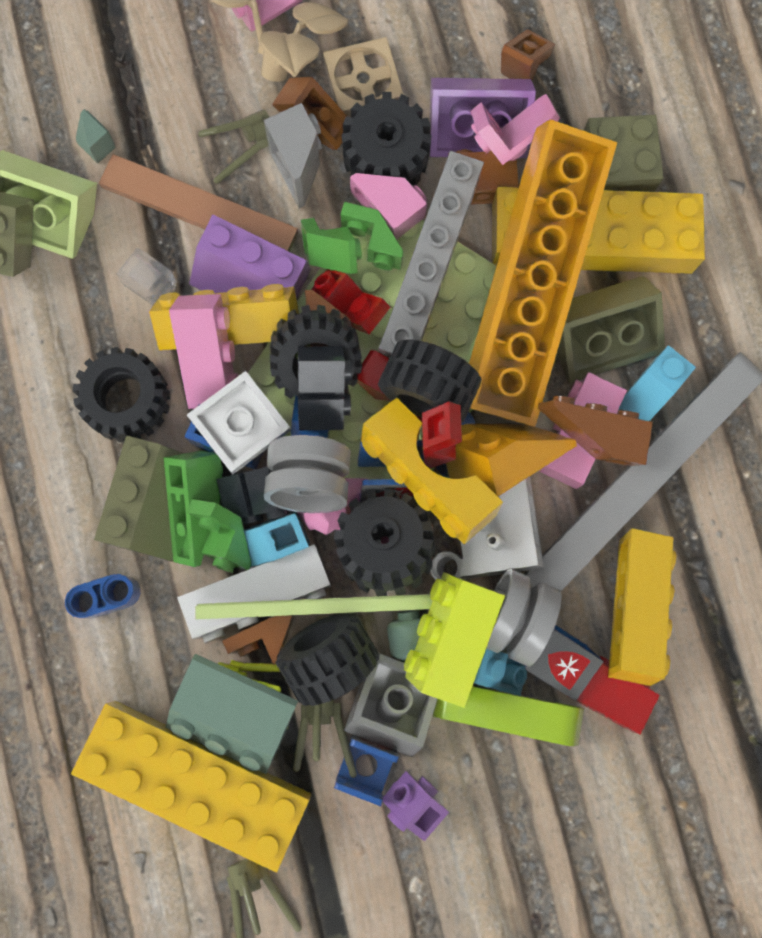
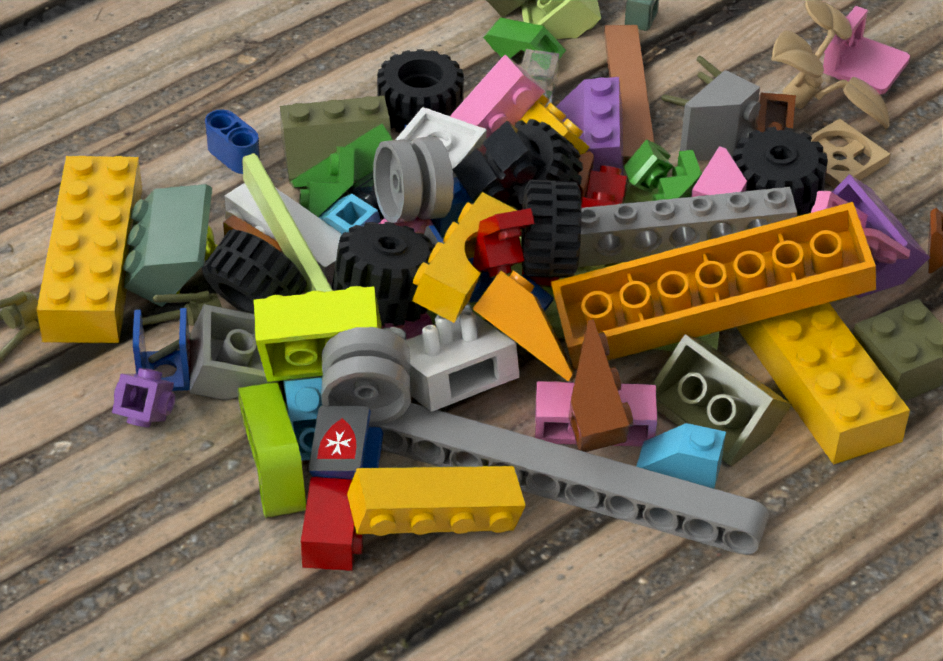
camera: 70 degrees right, 35 degrees down
(85, 270) = (511, 36): none -> bright green slope

